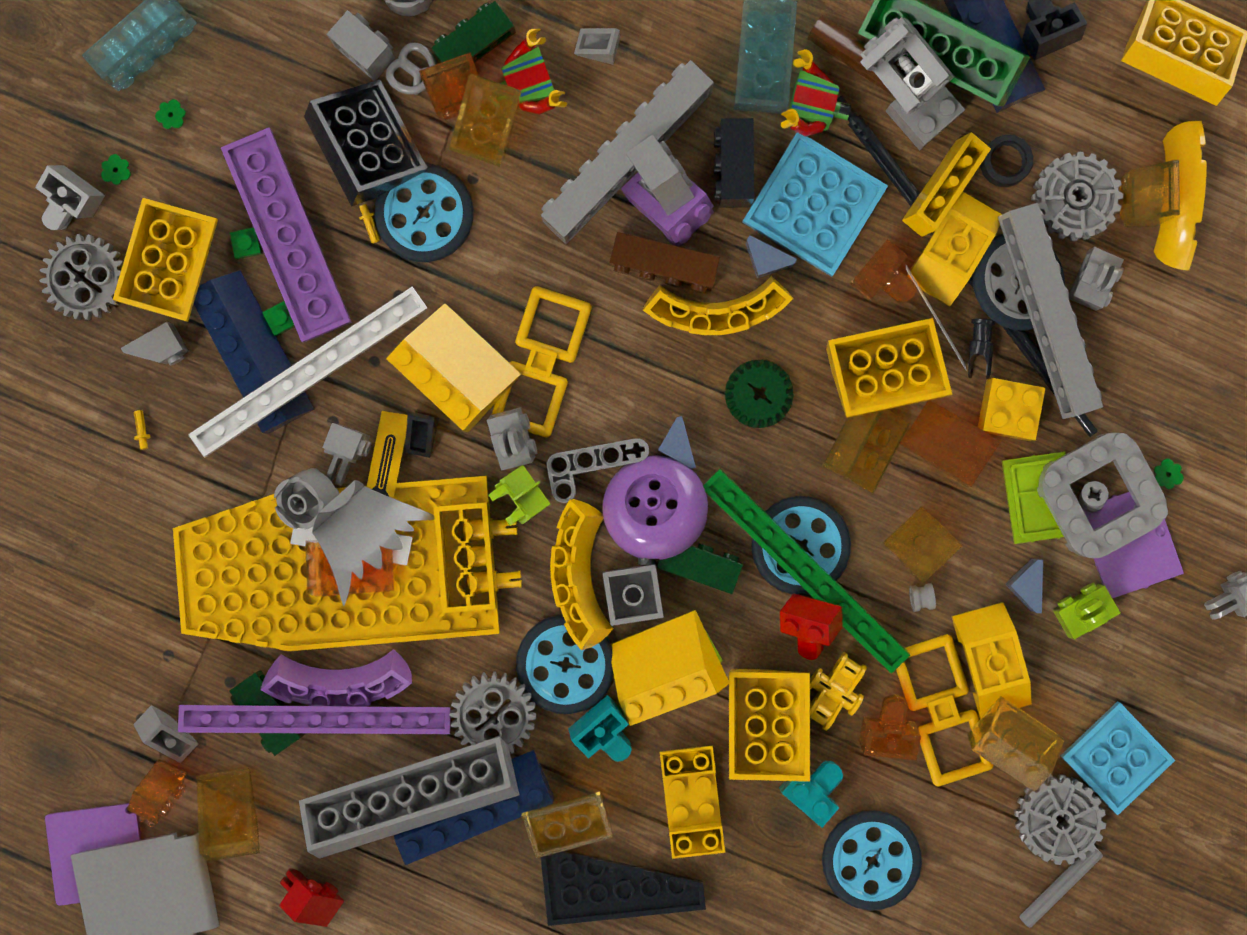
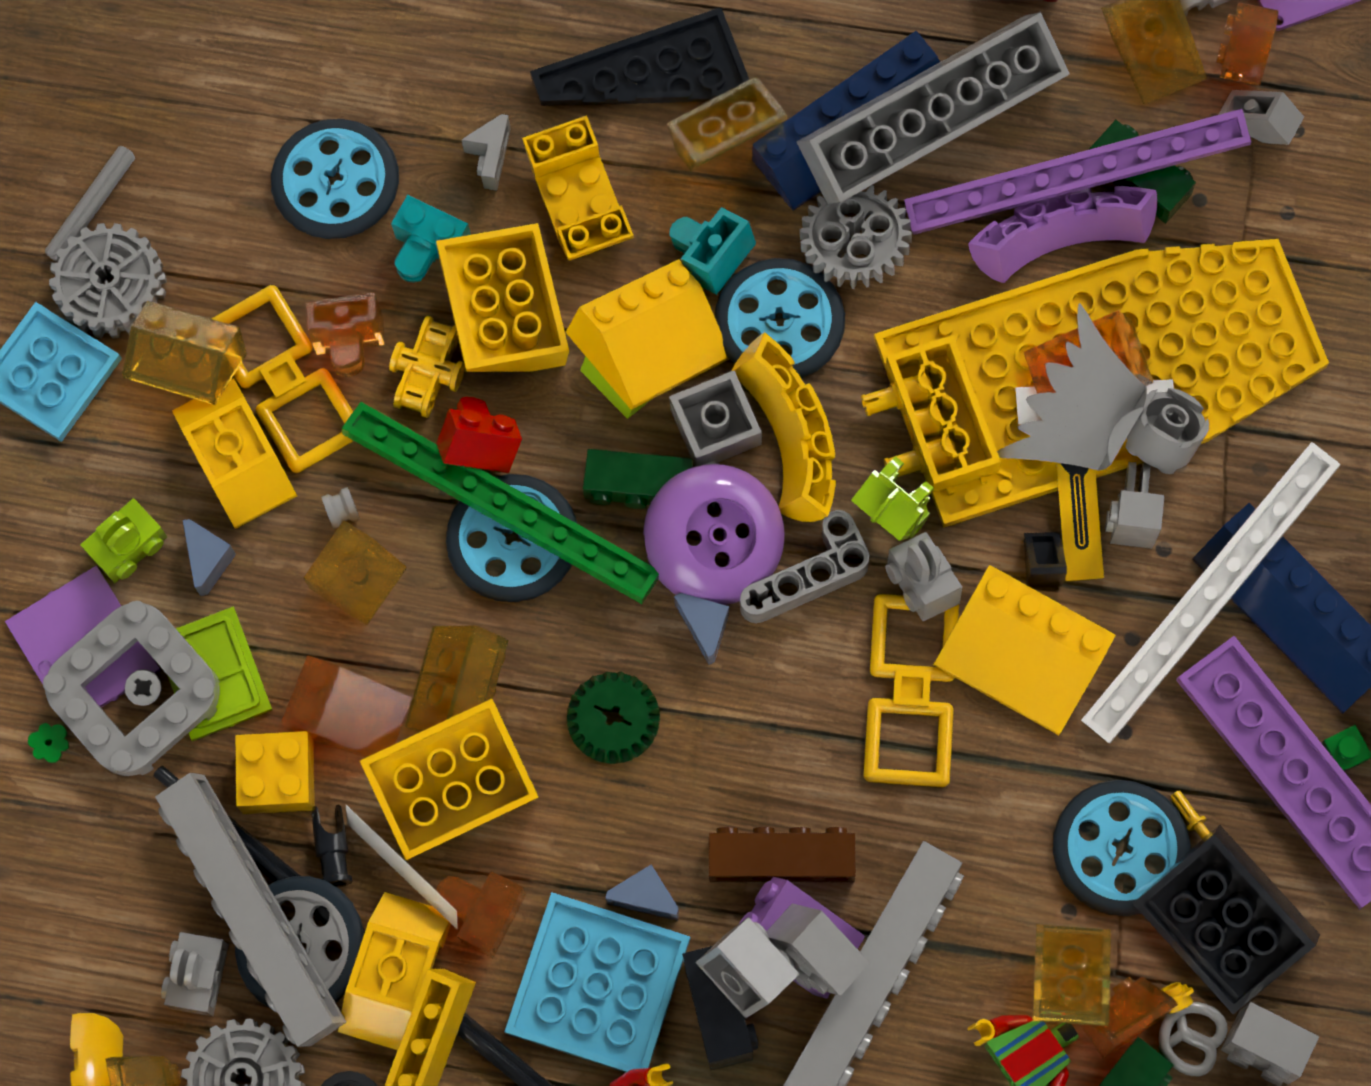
camera: 175 degrees right, 15 degrees down
(279, 319) = (1274, 660): green plate -> none
(416, 97) = (1181, 995): none -> yellow plate
(711, 169) = (748, 967): none -> light grey brick
(718, 317) = (692, 801): yellow brick -> none
(746, 859) = (491, 144): none -> light grey slope

